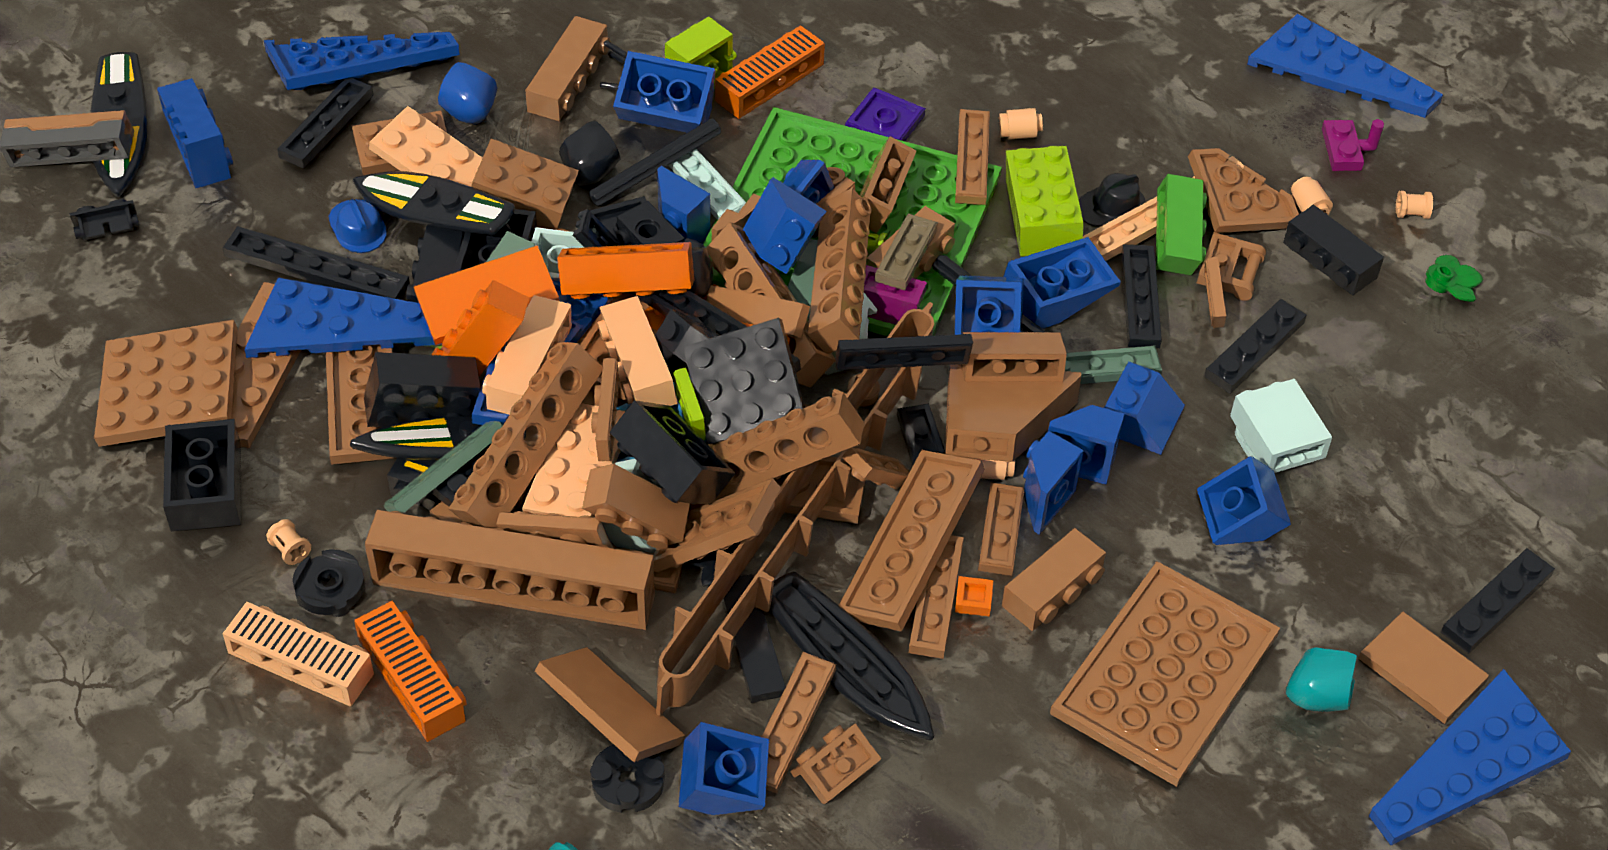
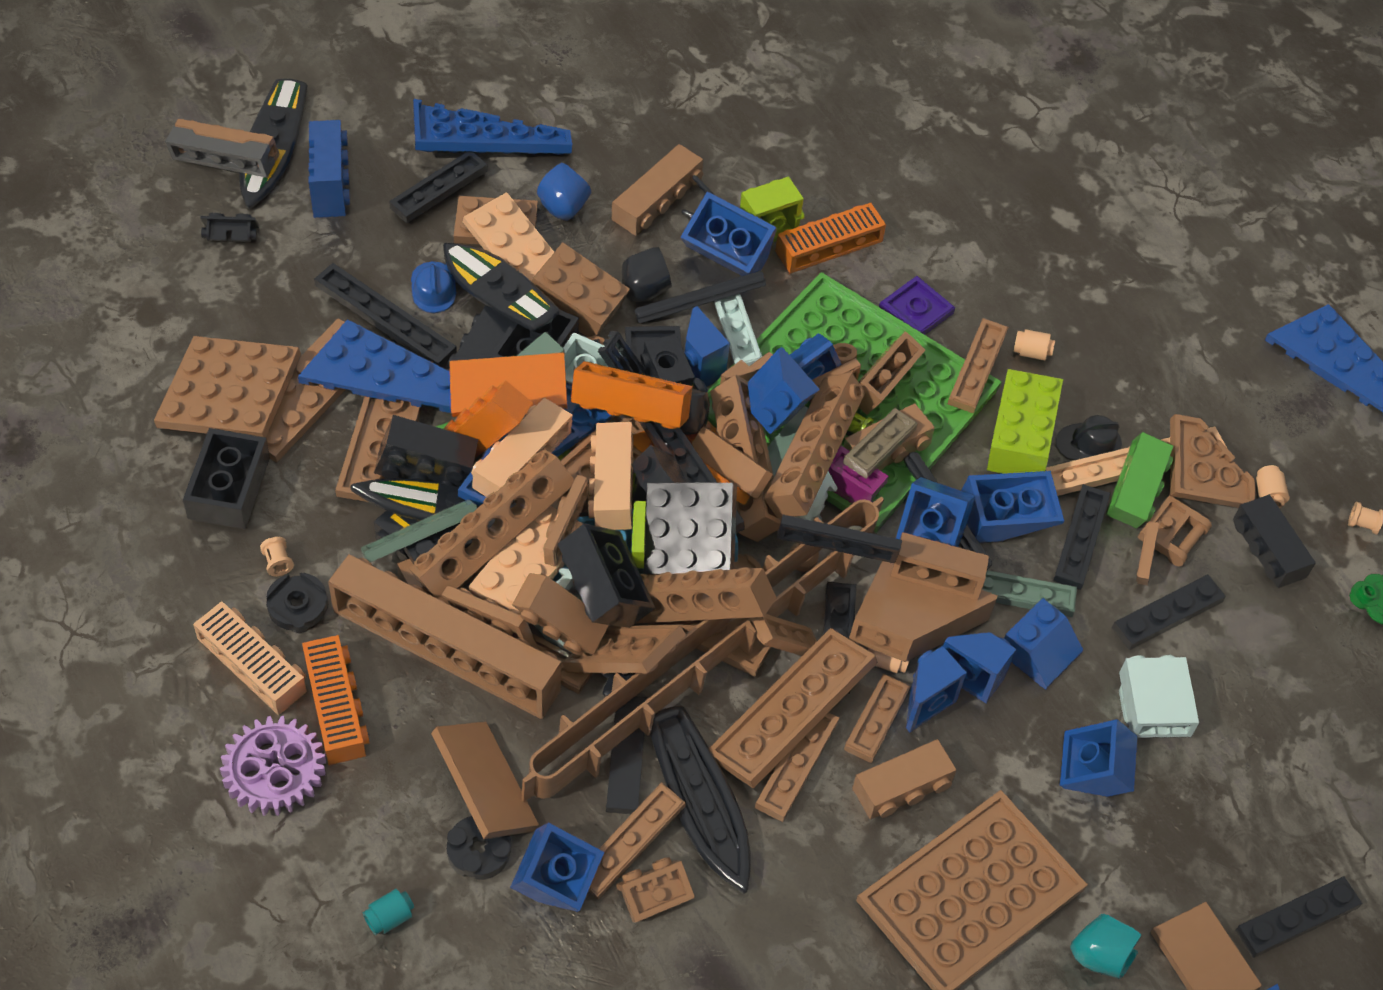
camera: 15 degrees right, 5 degrees up
(367, 757) = (273, 765): none -> lavender gear
(974, 596) = (829, 773): orange plate -> none
(1345, 147) = (1324, 442): magenta plate -> none

